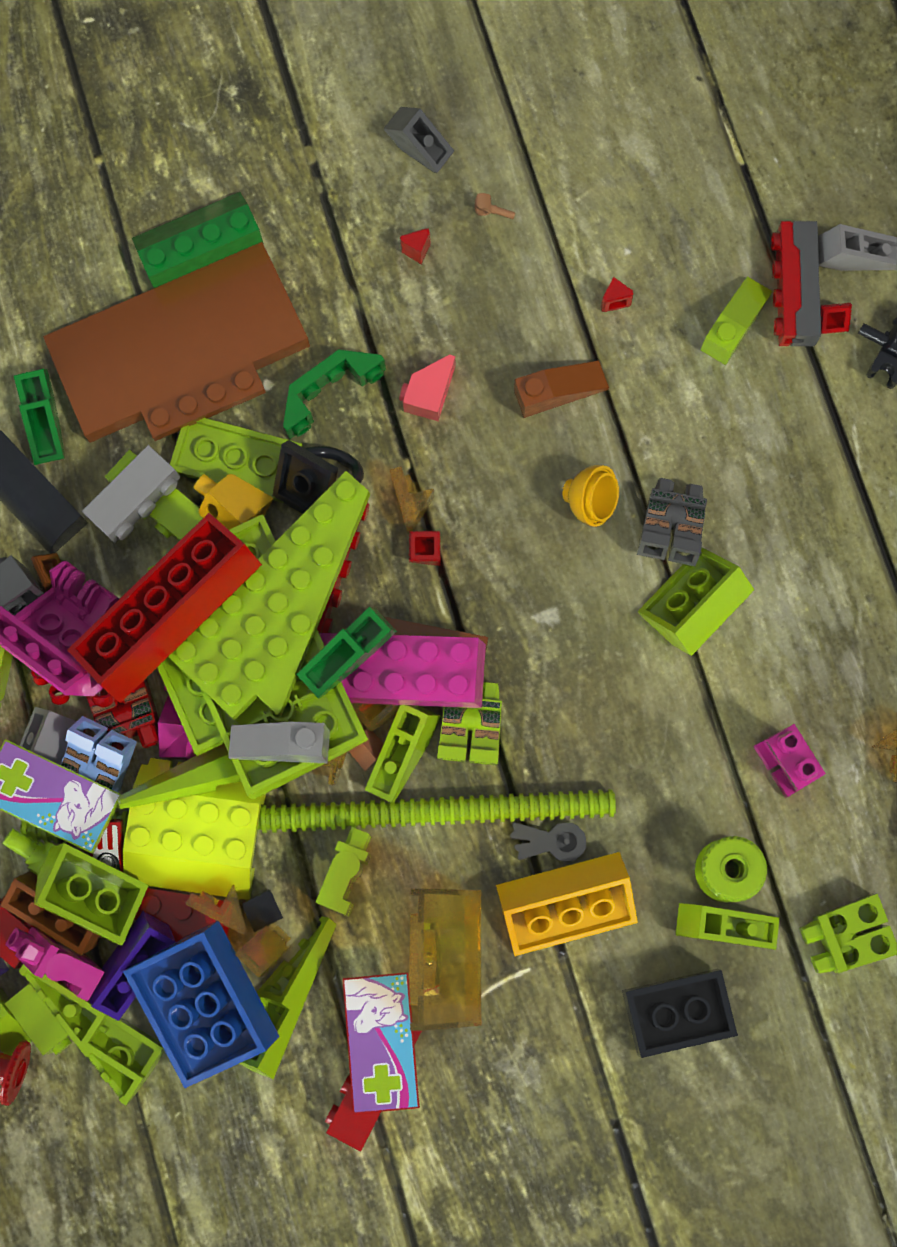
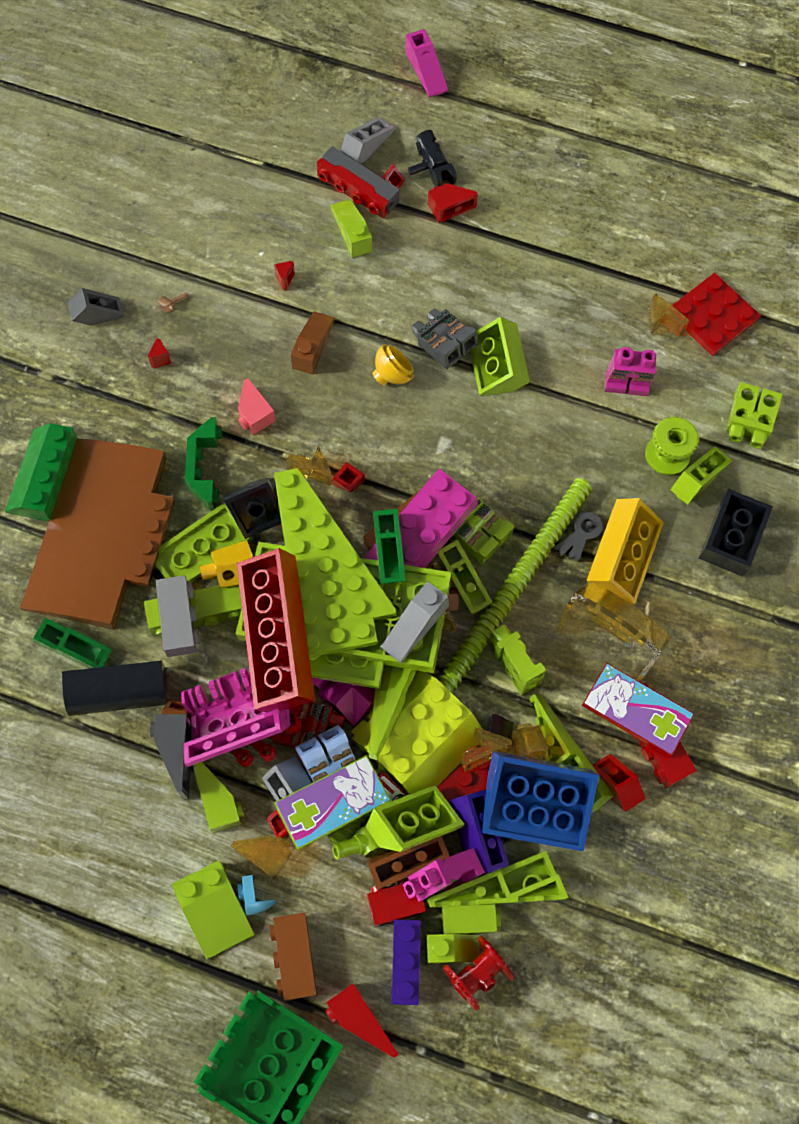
camera: 60 degrees left, 10 degrees down
(293, 1074) = (620, 781): none -> red slope
(858, 402) = (450, 201): none -> red slope

